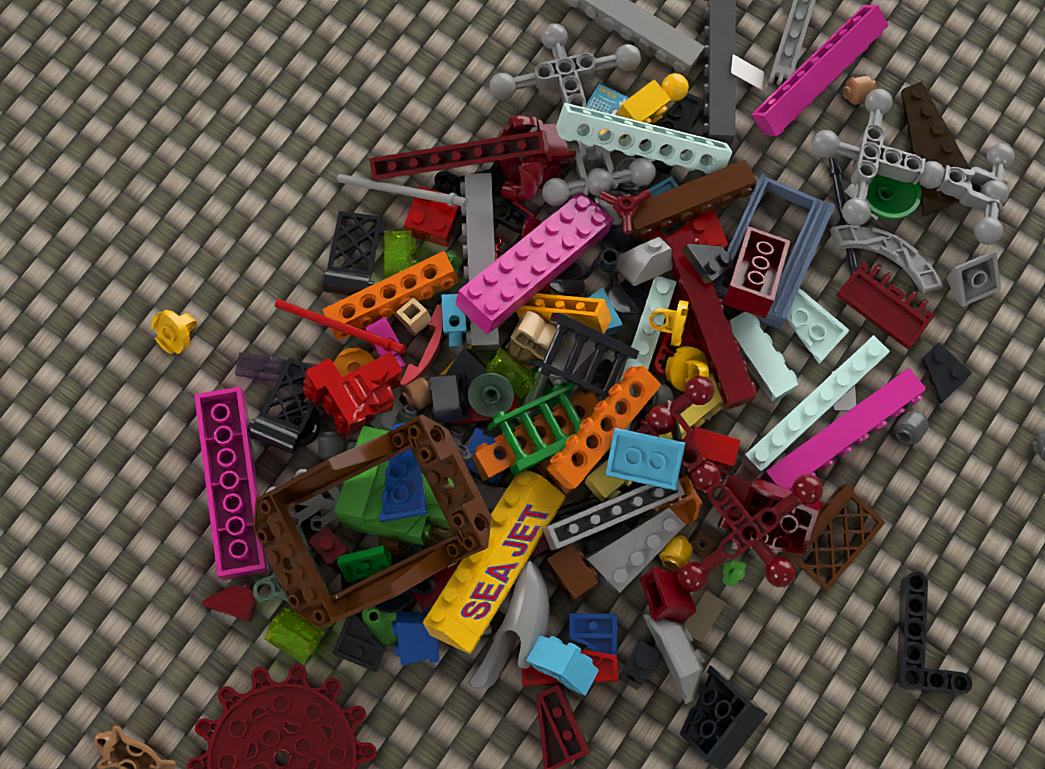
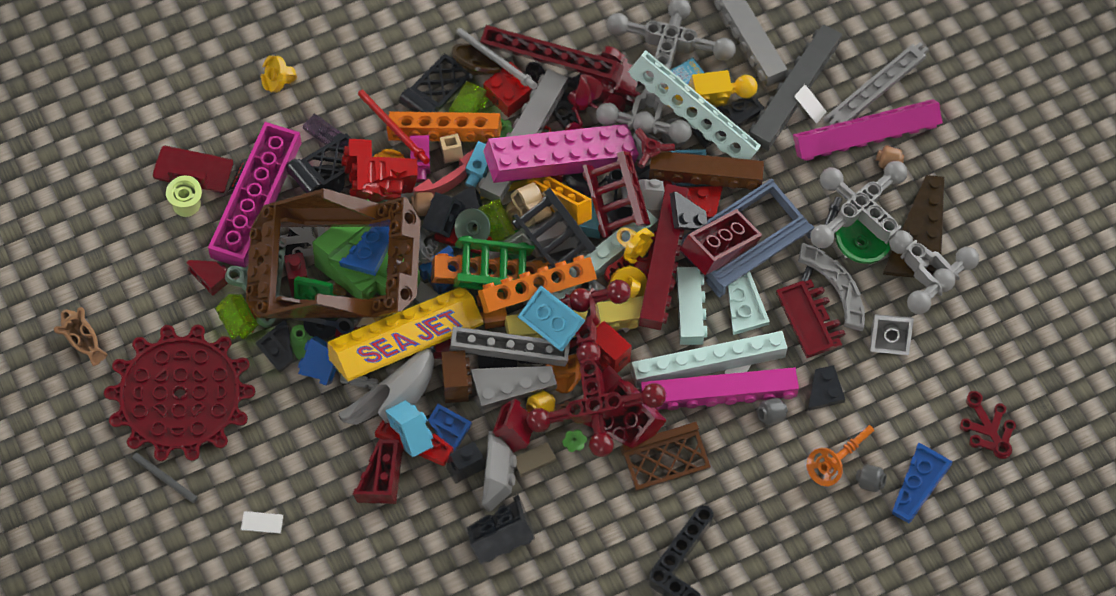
camera: 30 degrees right, 10 degrees down
(143, 488) = (209, 170): none -> dark red bracket
(153, 526) = (184, 195): none -> yellowish green piece
(198, 467) = (238, 174): none -> black sticker
(379, 204) = (474, 60): none -> dark brown dish
(630, 257) = (633, 198): none -> dark red fence
(999, 448) = (834, 462): none -> orange dish

